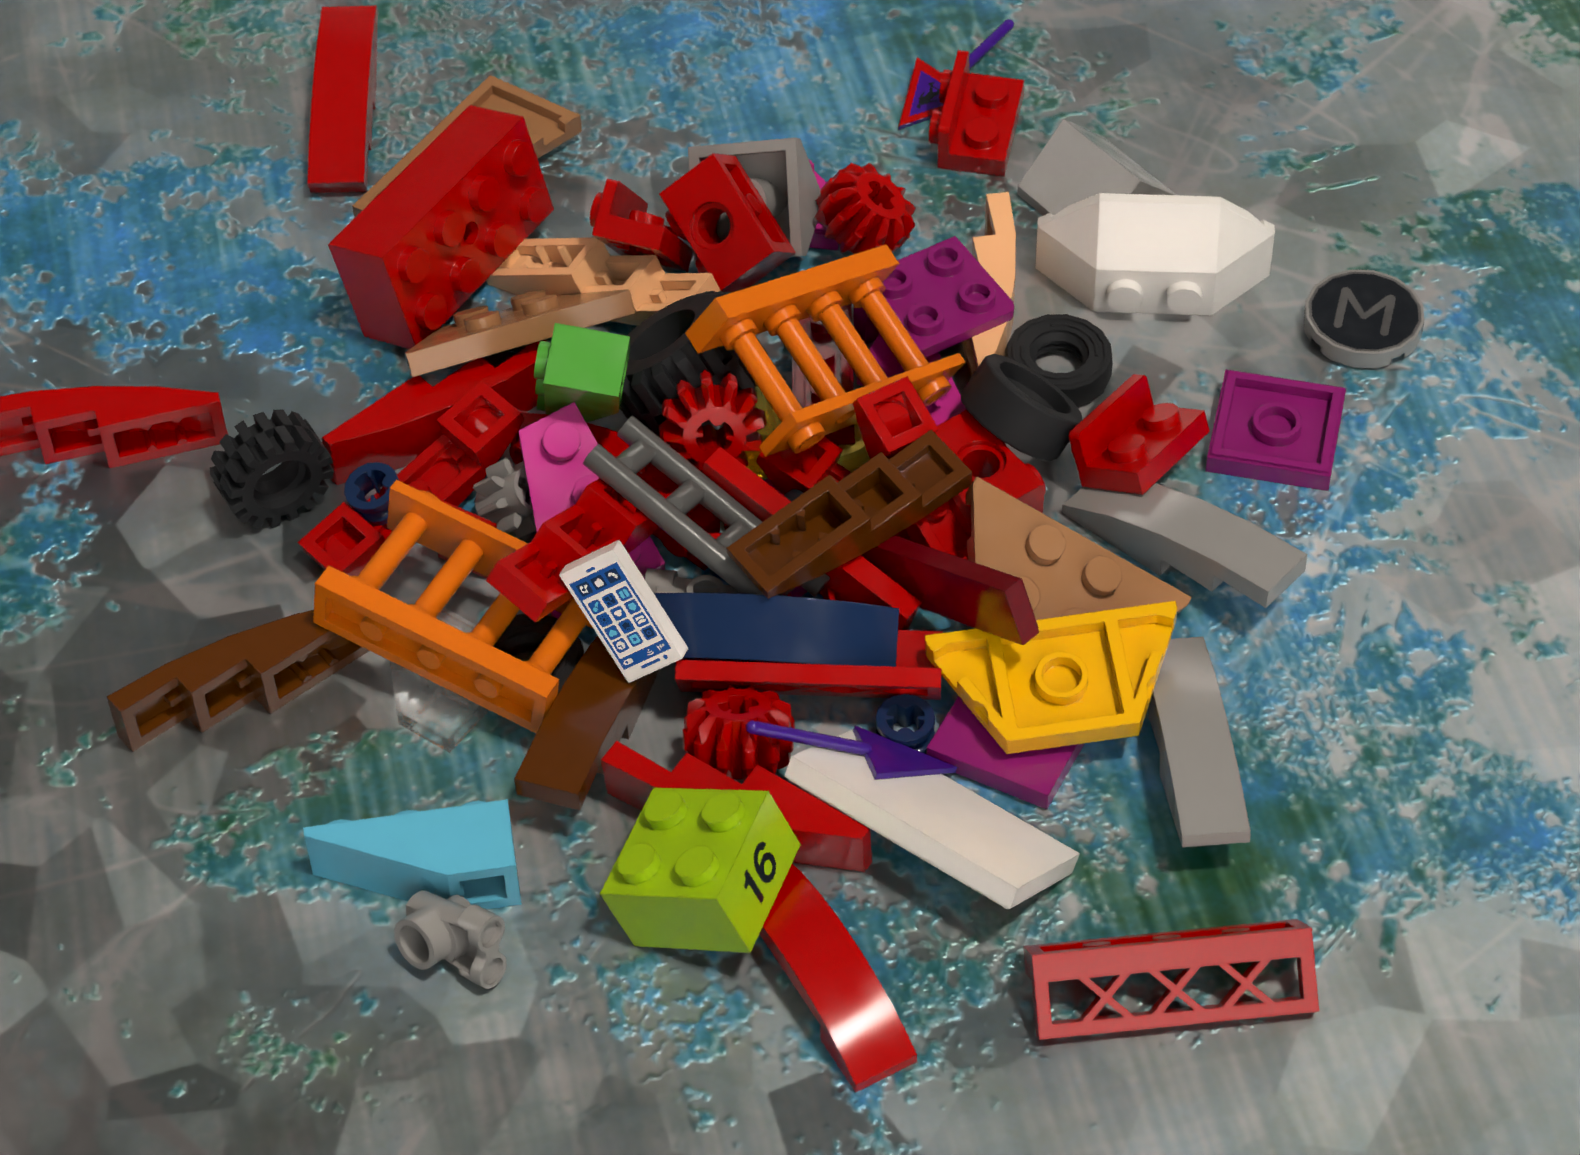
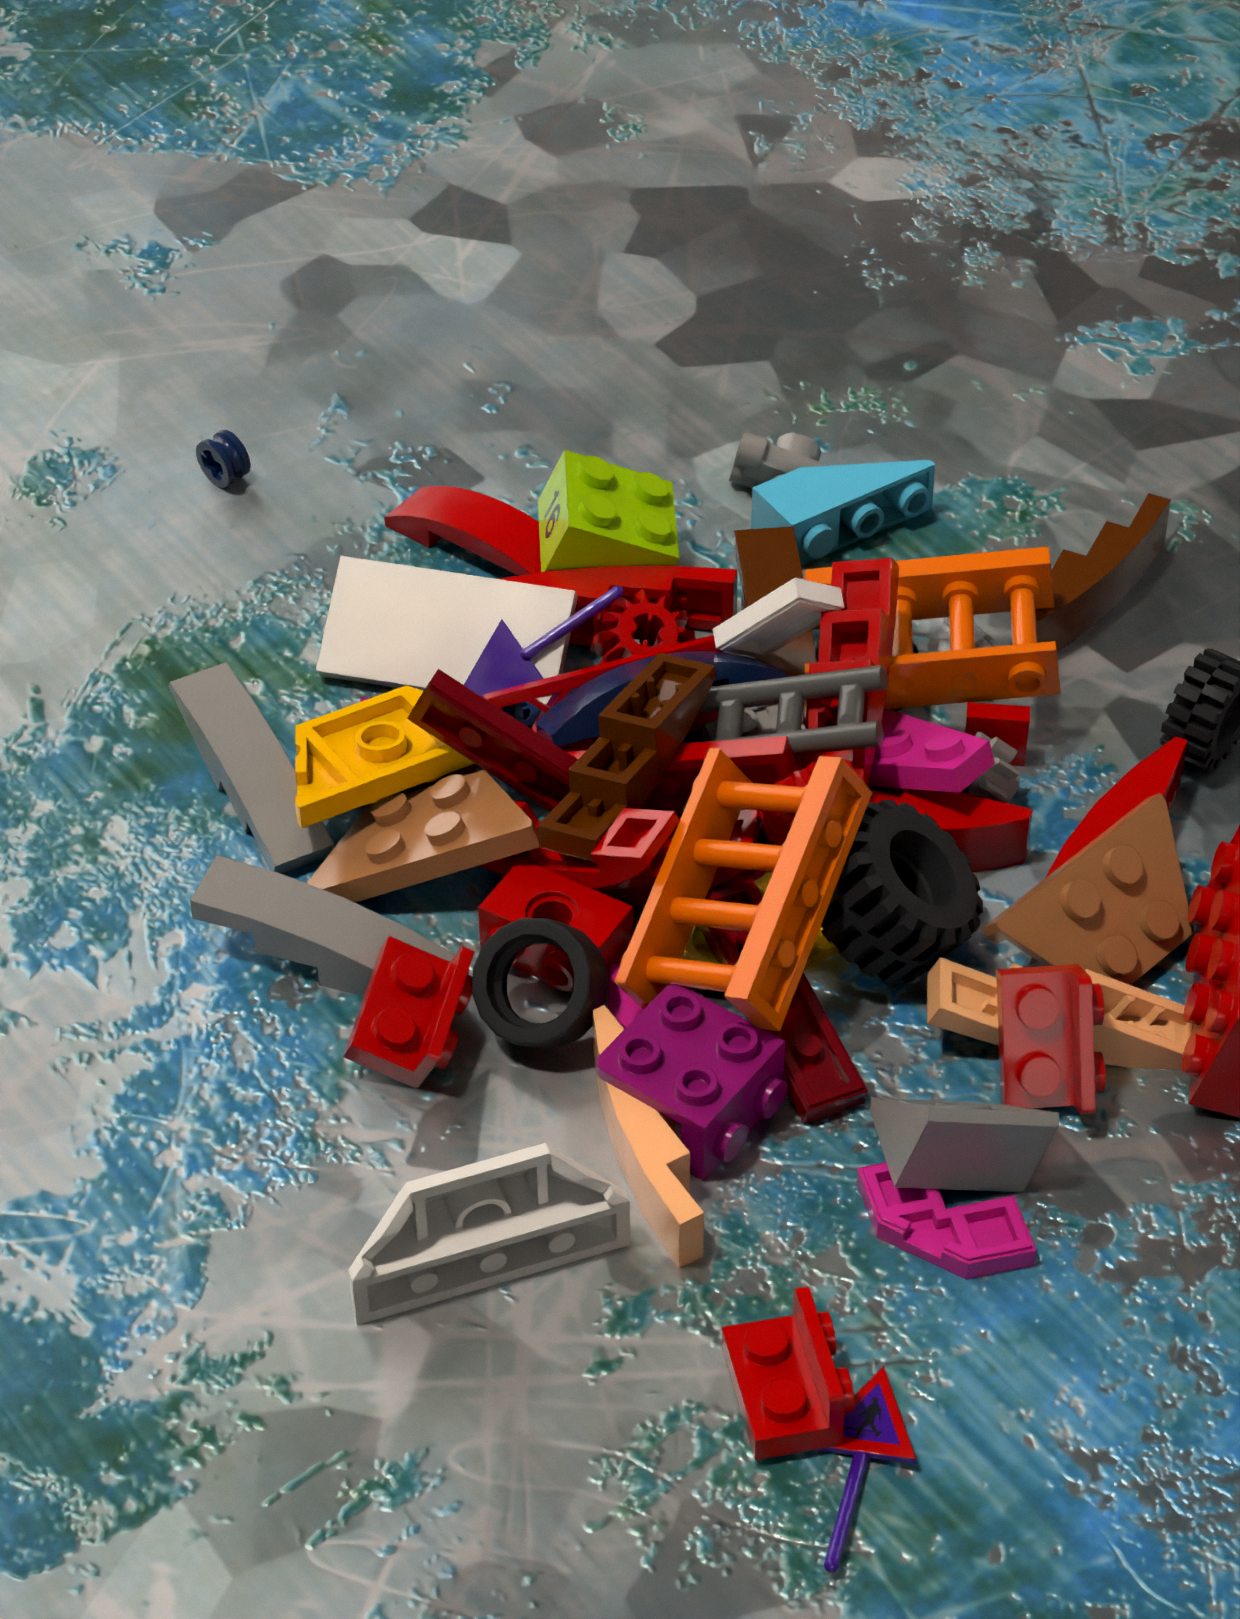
camera: 155 degrees right, 5 degrees down
(364, 480) = (1107, 738): dark blue bush -> none
(472, 439) = (1083, 753): red slope -> none
(581, 369) = (961, 785): bright green slope -> none
(755, 238) = (962, 1068): red brick -> none
(864, 210) = (832, 1167): red gear -> none
(1073, 336) = (539, 1069): black tyre -> none
(1079, 166) = (590, 1344): light grey slope -> none
(1172, 951) = (209, 612): fence -> none
(1276, 430) = (278, 1110): magenta tile -> none
(1363, 318) = (221, 1270): tile -> none

